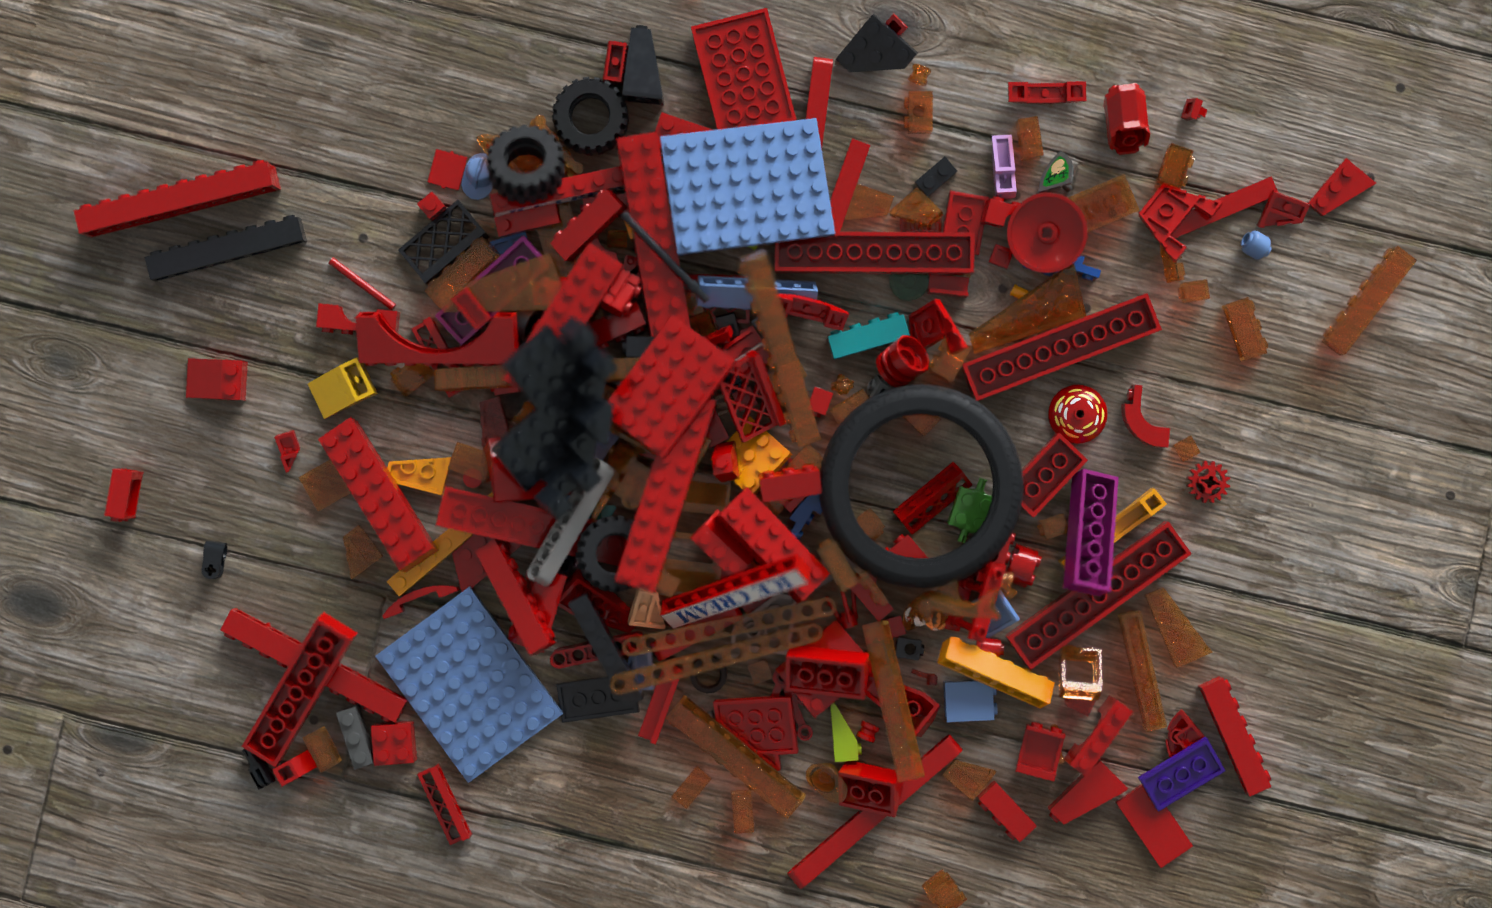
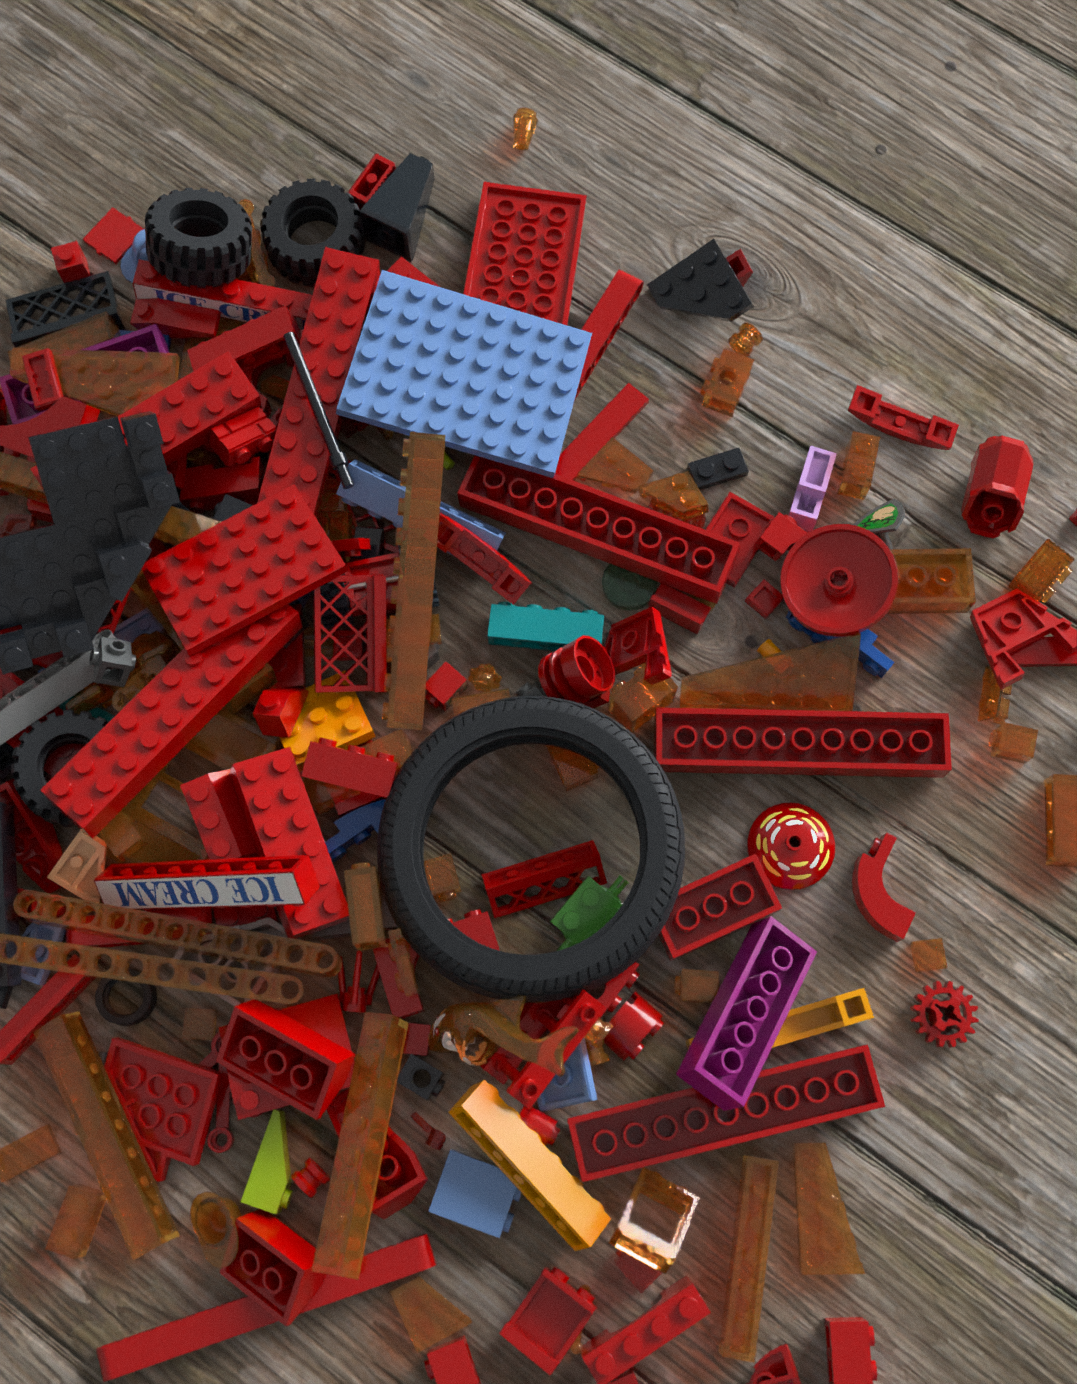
camera: 25 degrees right, 15 degrees down
(614, 480) = (112, 661): none -> dark grey brick

